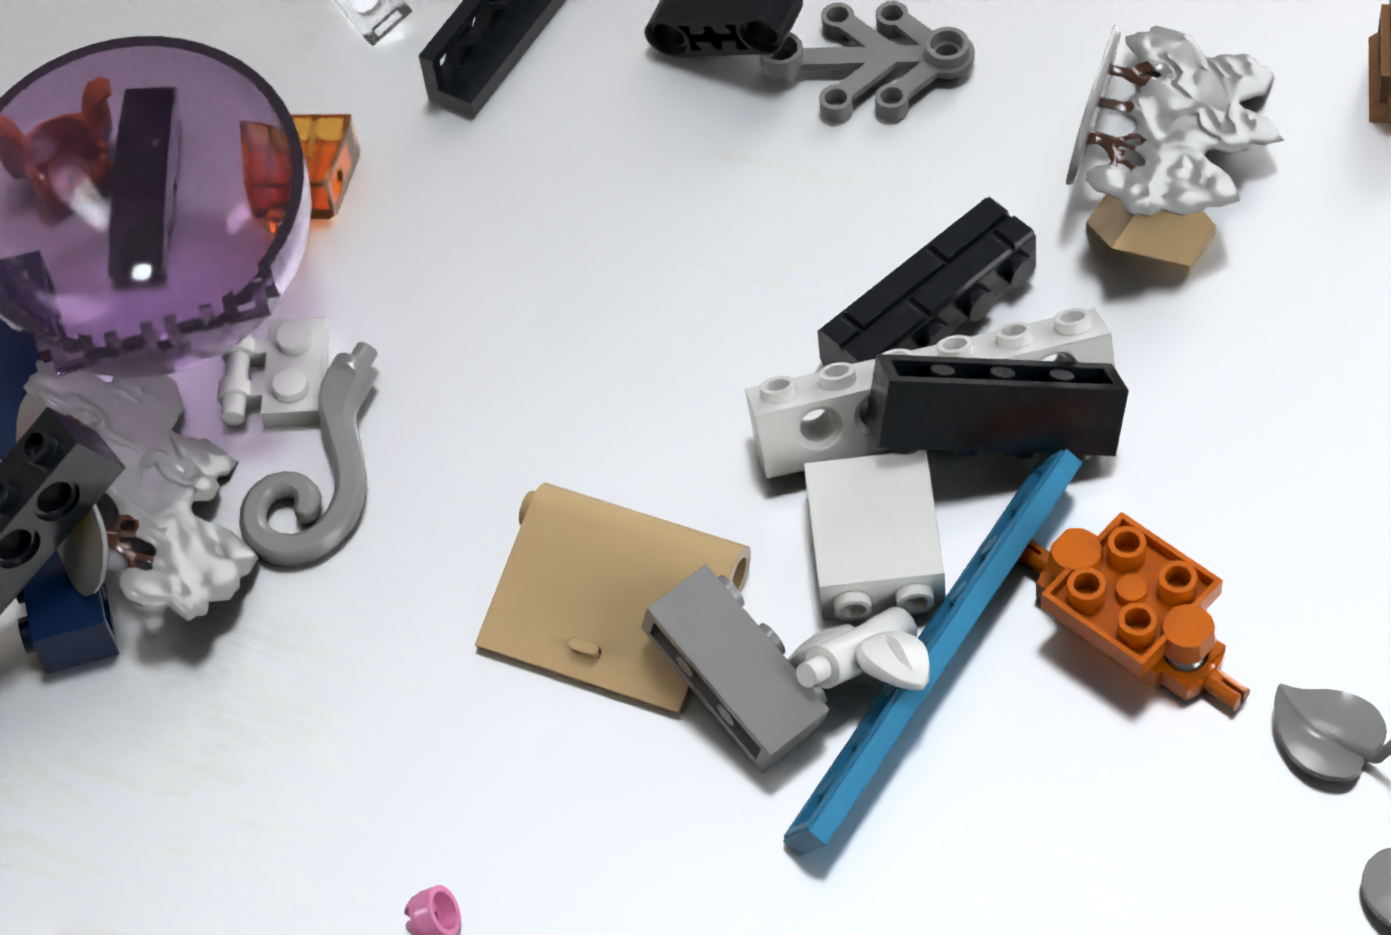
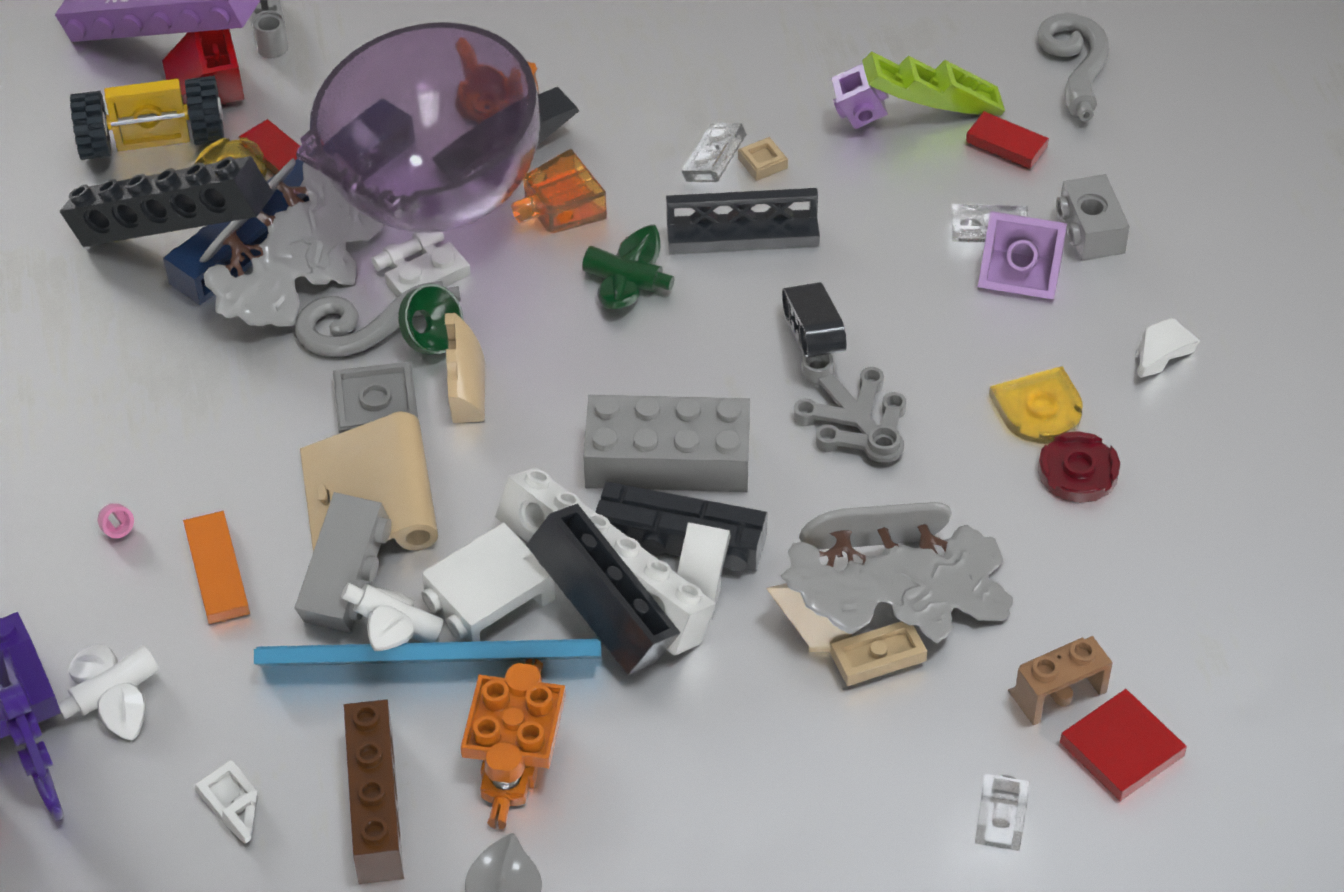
camera: 50 degrees right, 5 degrees down
(395, 396) = (433, 303): none -> dark green piece
(456, 525) = (373, 393): none -> light grey tile
(475, 161) = (629, 269): none -> dark green plant
(530, 414) = (464, 372): none -> tan slope
(603, 829) = (216, 567): none -> orange tile
(792, 249) = (667, 442): none -> light grey brick
(1009, 287) = (704, 558): none -> white slope
(1117, 804) = (373, 792): none -> reddish brown brick
(1251, 223) = (878, 652): none -> tan plate

